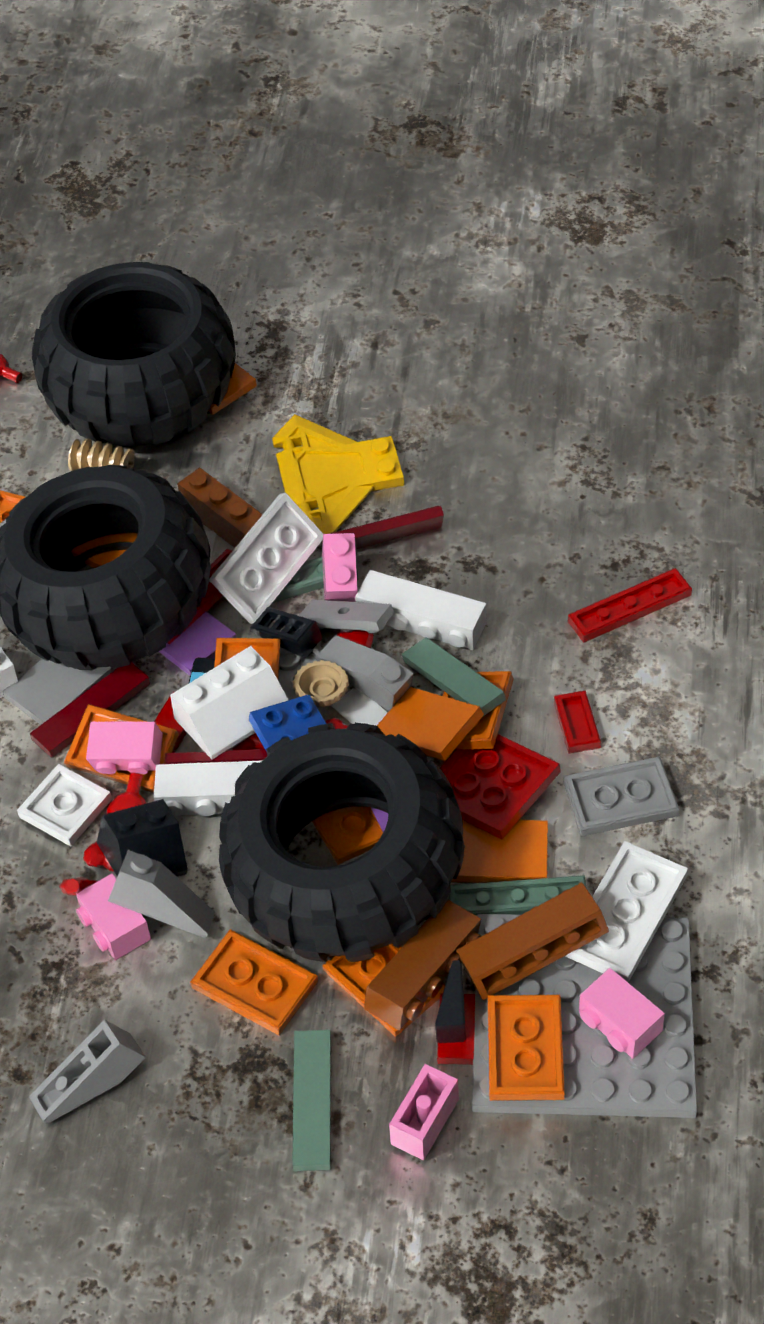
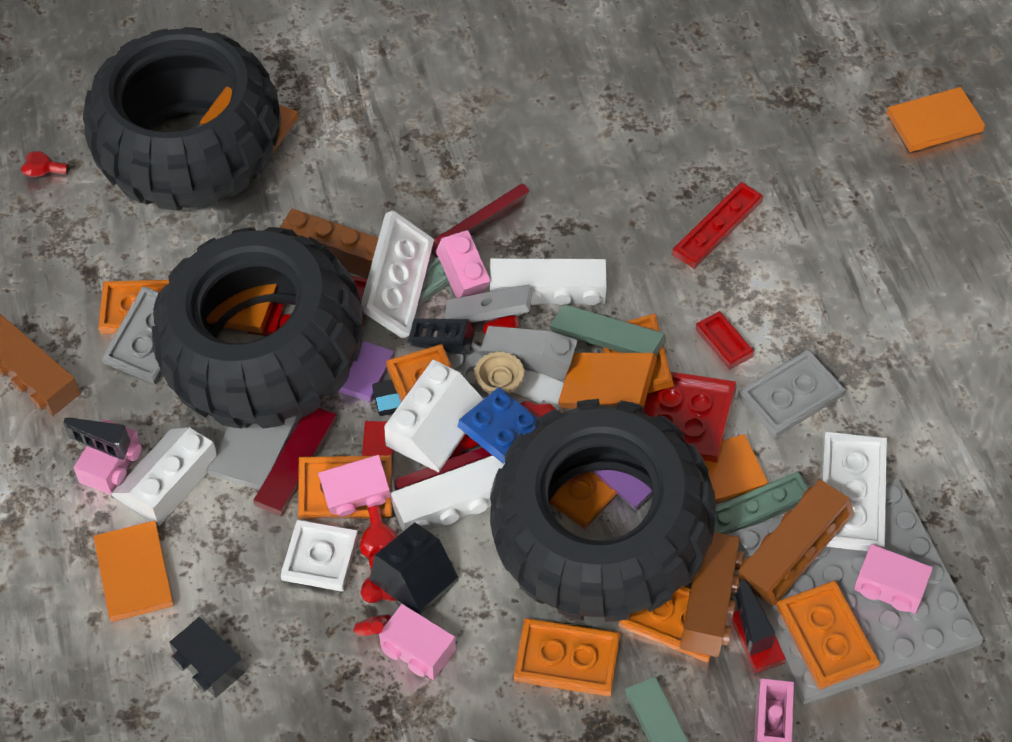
camera: 25 degrees left, 5 degrees up
(86, 455) = (191, 227): tan piece -> none
(157, 893) = (451, 608): light grey slope -> none
(332, 470) = (403, 175): yellow plate -> none

